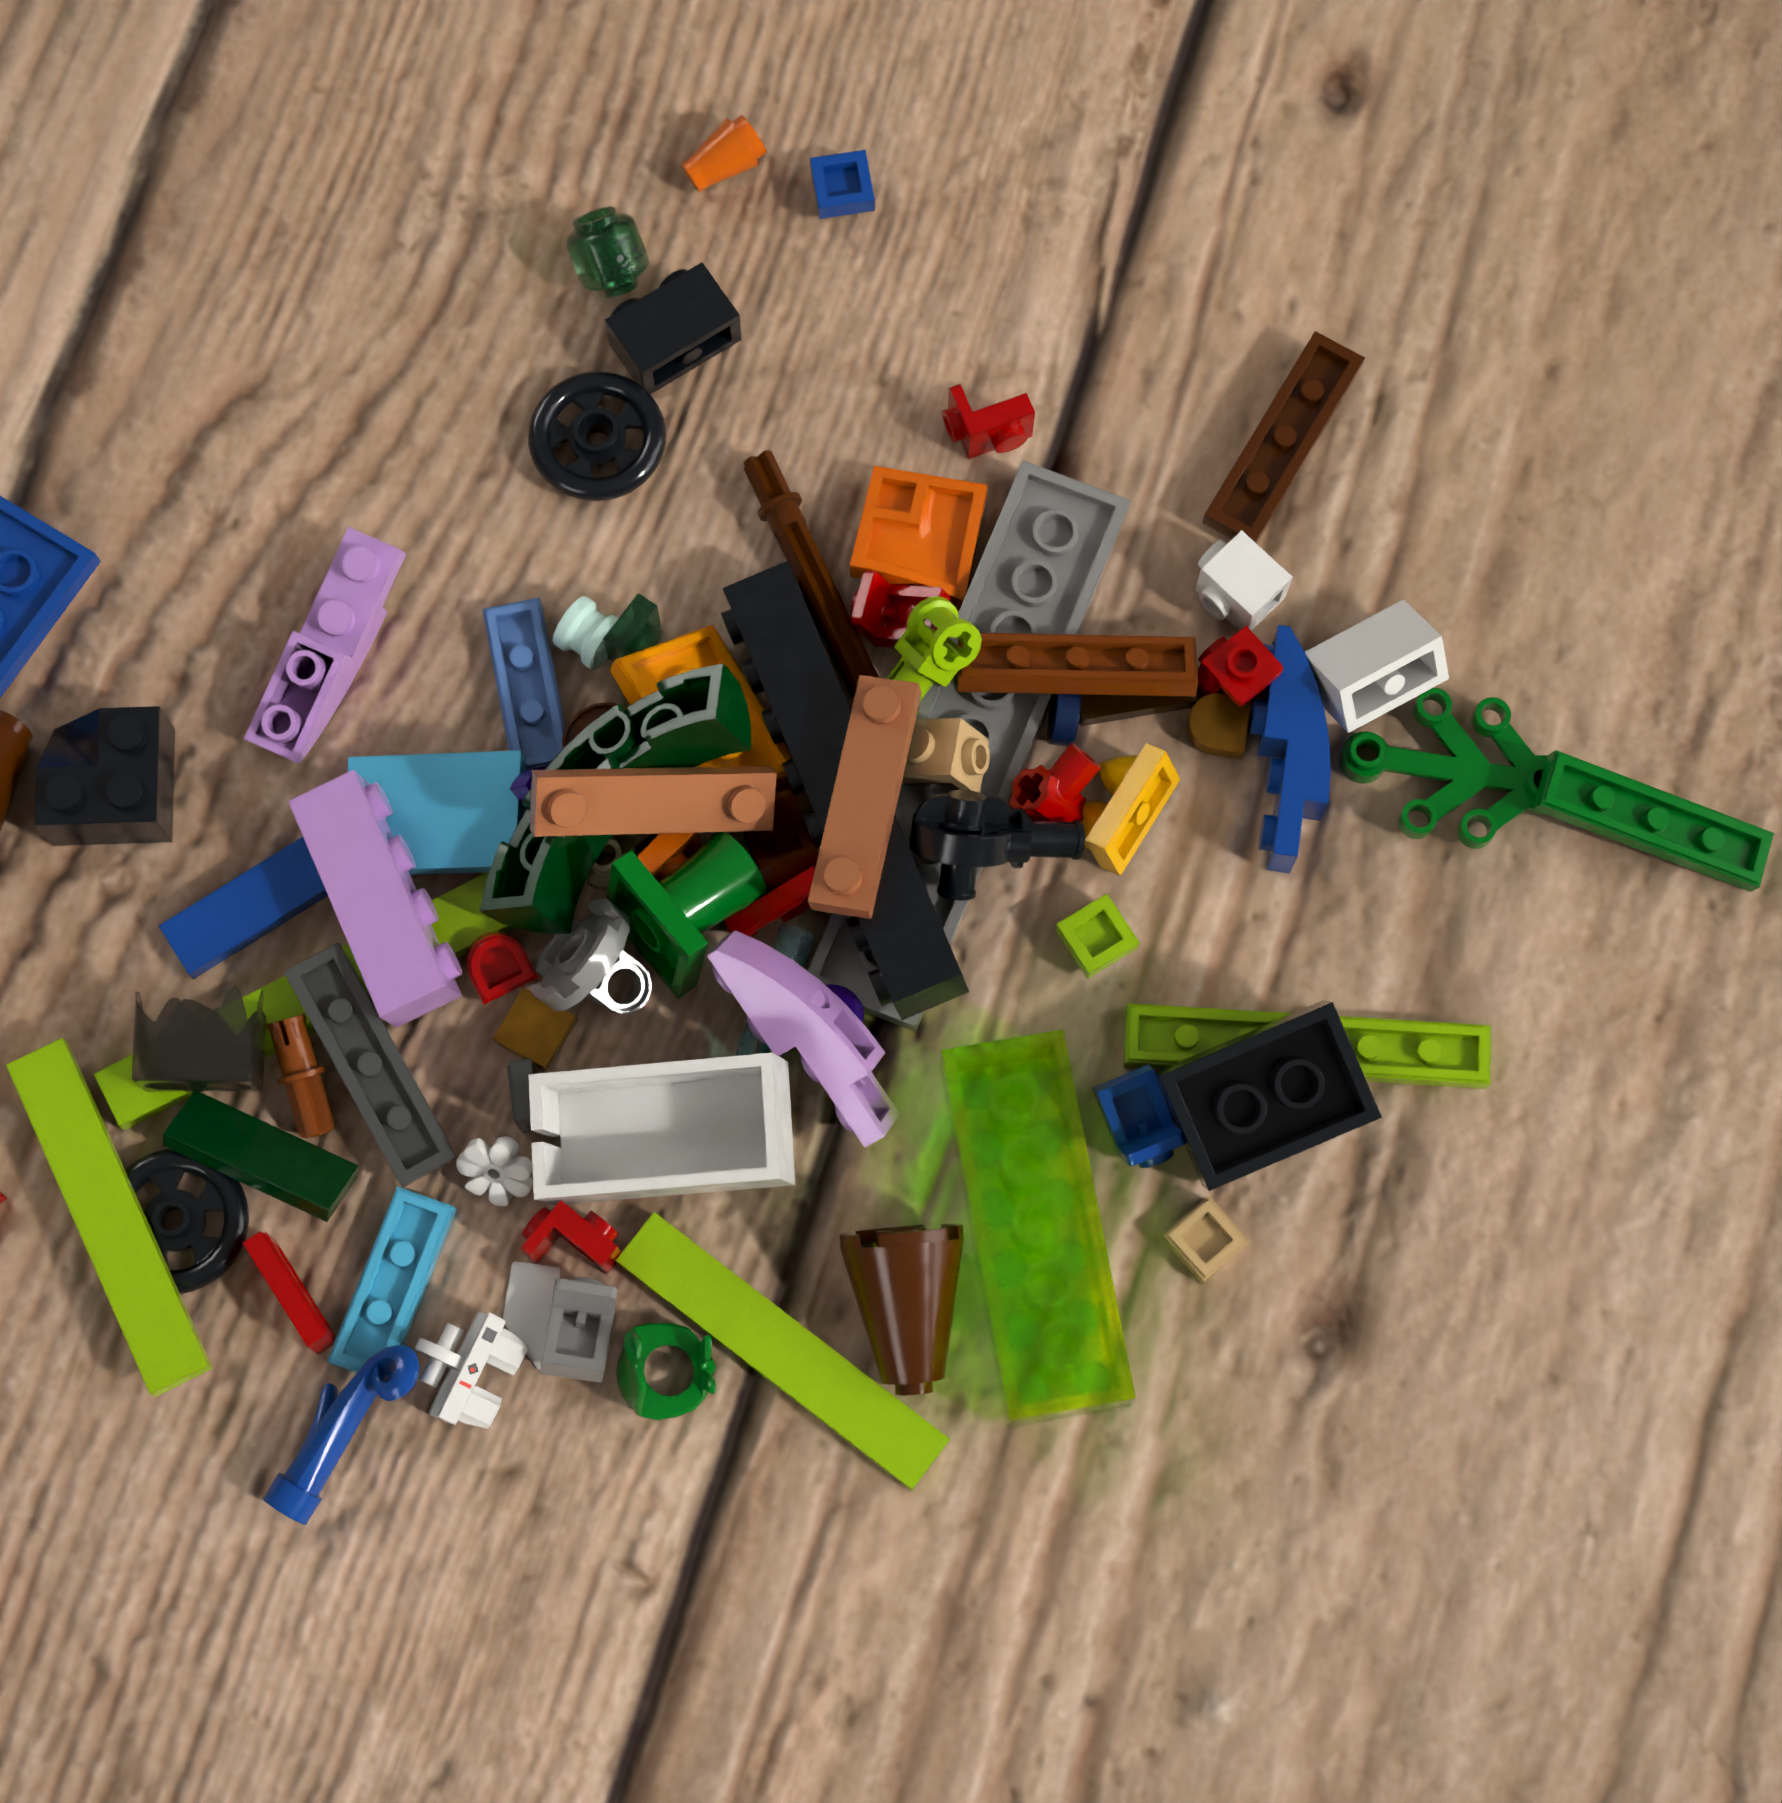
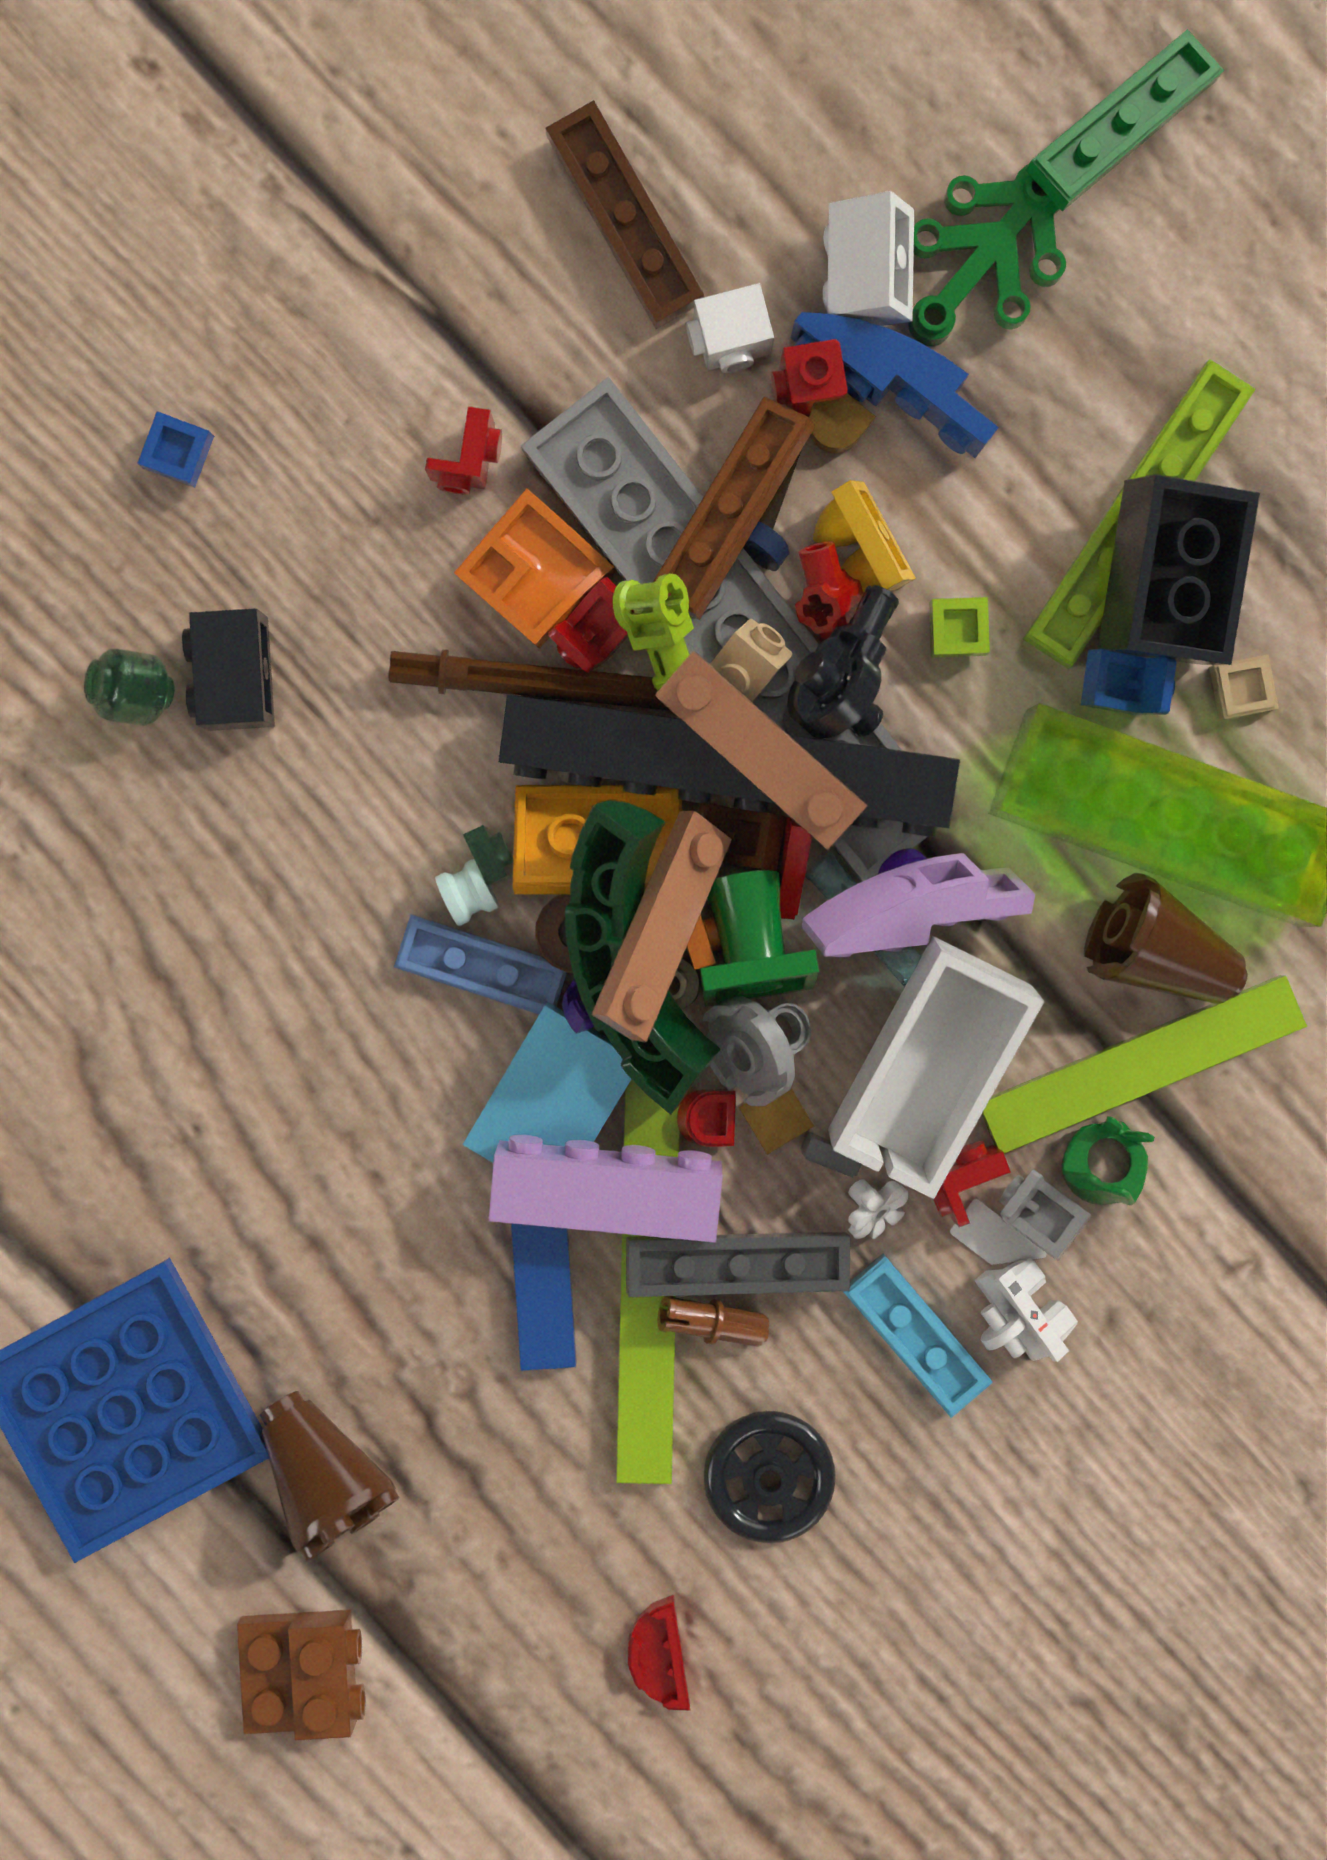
camera: 55 degrees left, 15 degrees up
(108, 779) = (371, 1350): black slope -> none
(109, 1217) = (743, 1530): lime tile -> none
(199, 1046) = (650, 1393): clear smoke piece -> none
(260, 1155) = (758, 1386): dark green tile -> none
(290, 1292) = (884, 1419): red tile -> none
(329, 648) = (359, 1113): lavender slope -> none
(333, 1426) = (1038, 1490): blue plant -> none
(587, 392) = (246, 775): black plate -> none
(726, 153) = (89, 533): orange cone -> none

